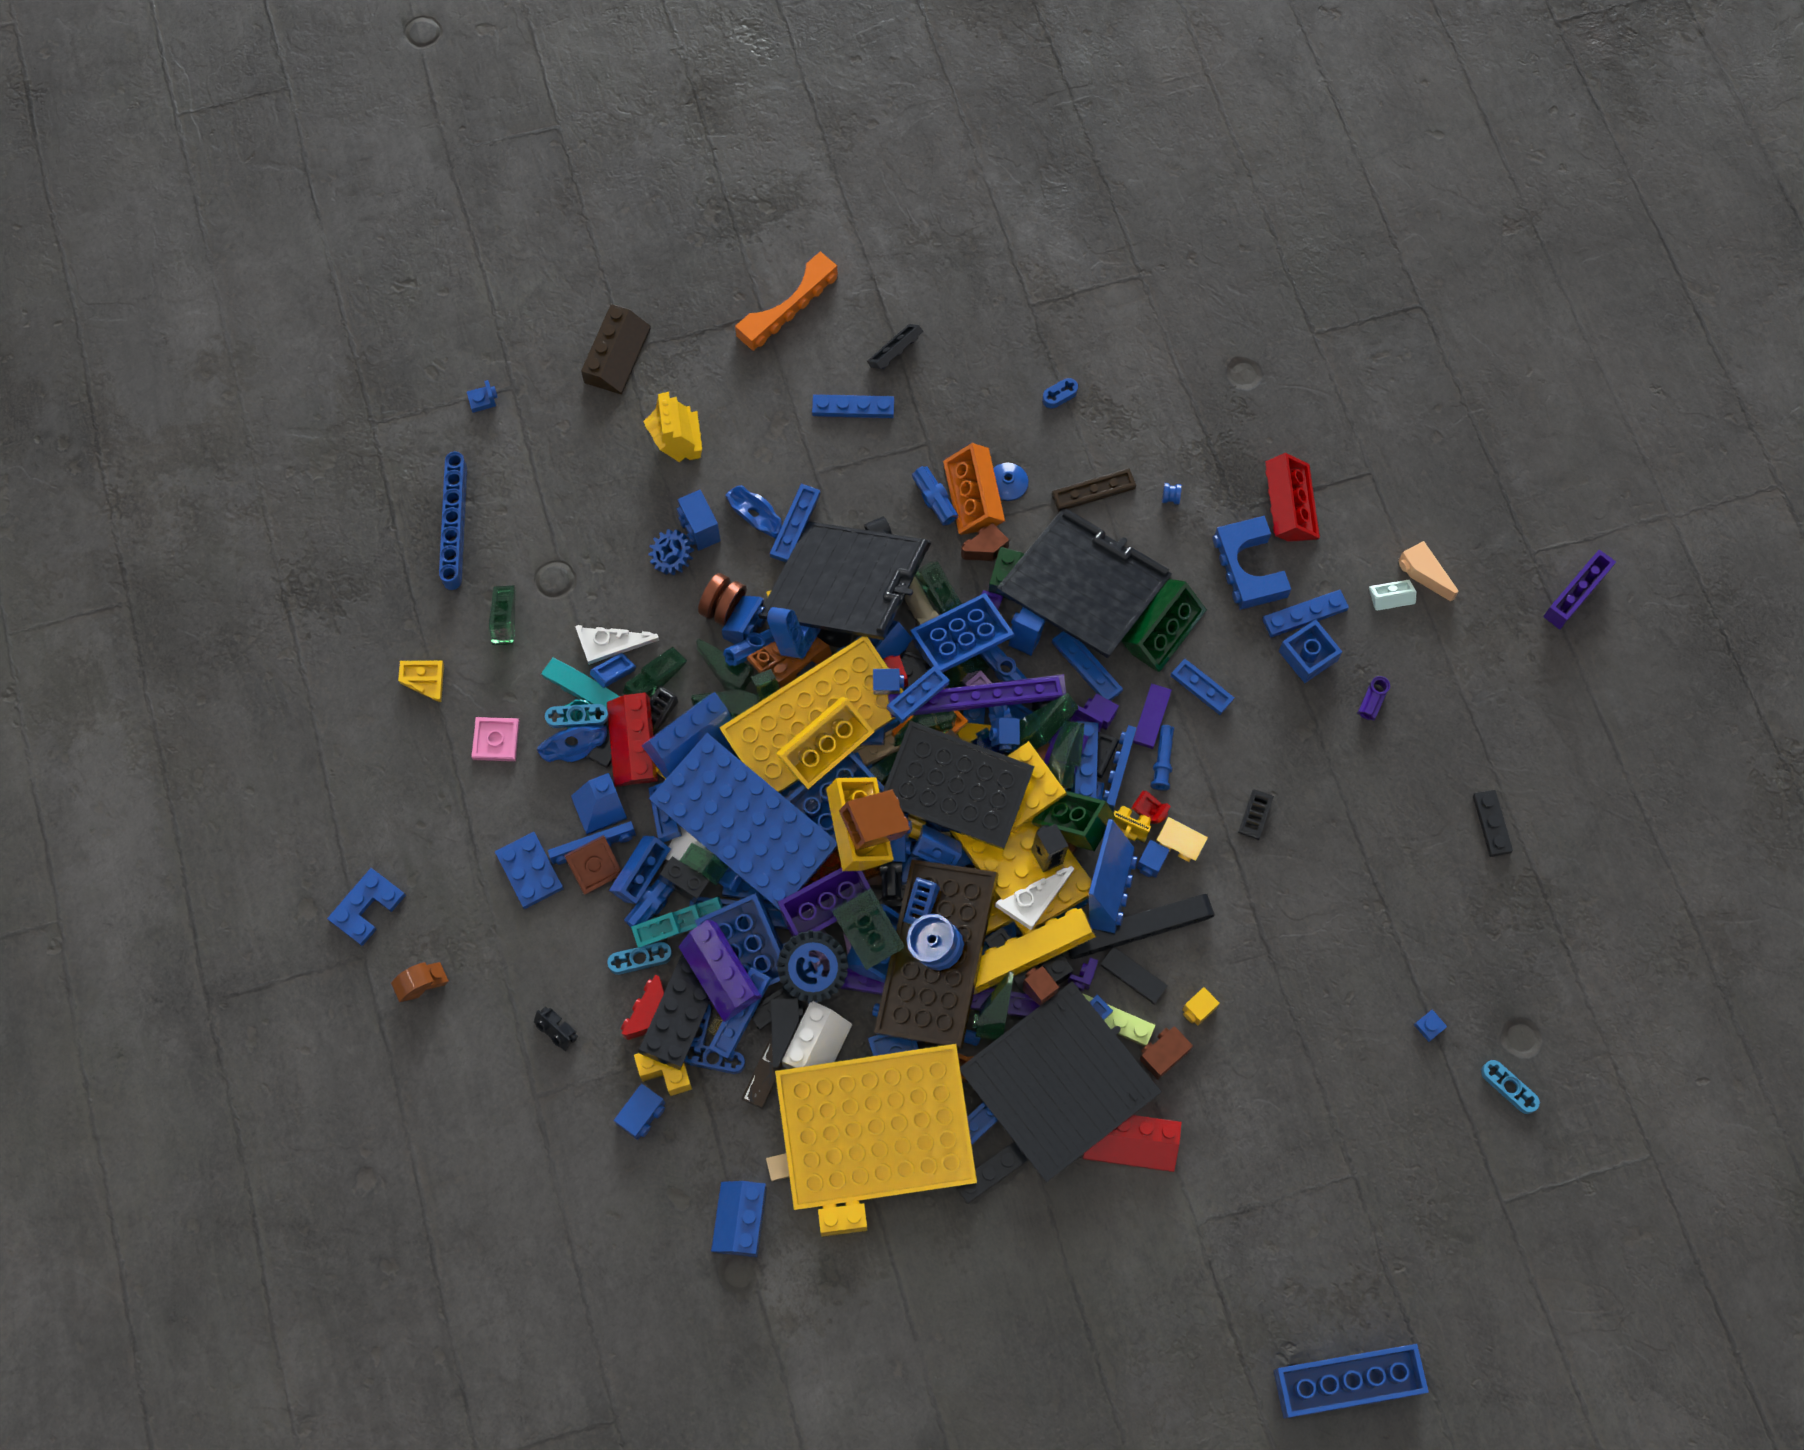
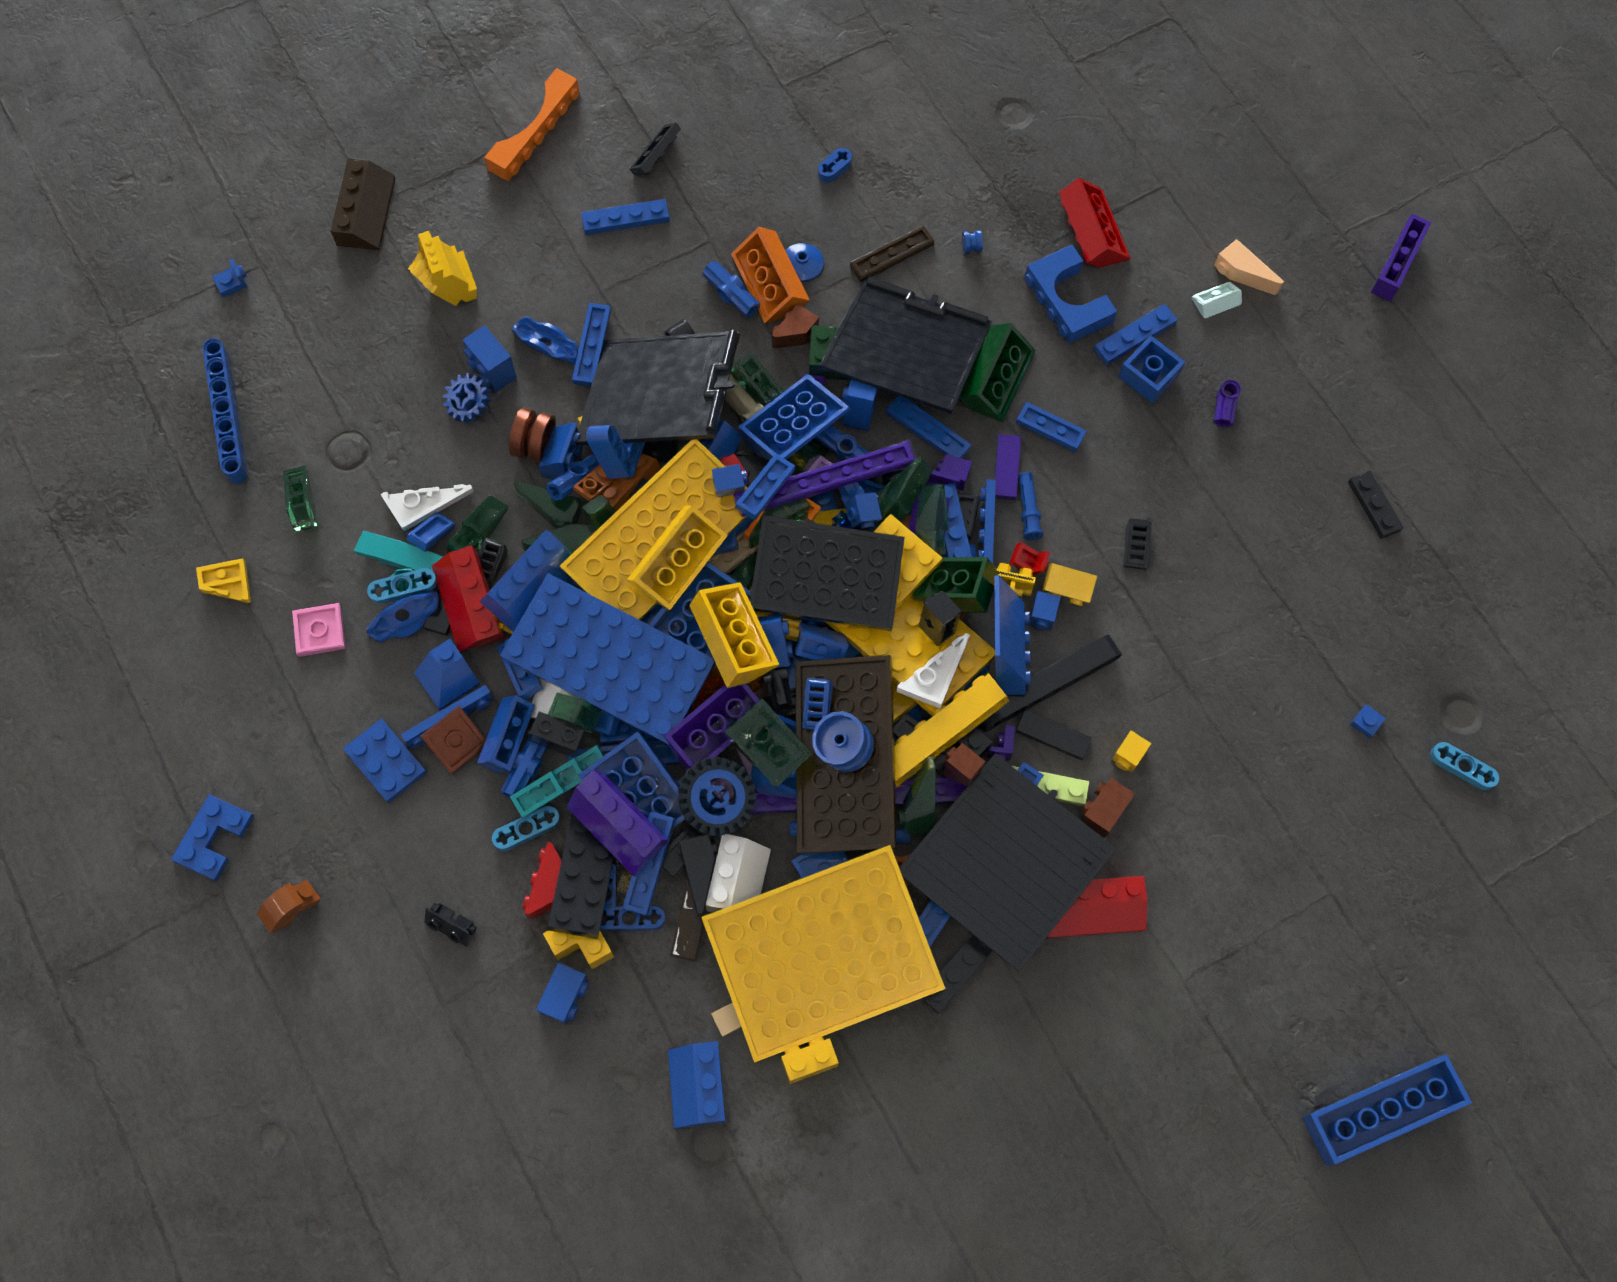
camera: 15 degrees left, 0 degrees up
(874, 819) = (750, 625): dark orange brick -> none

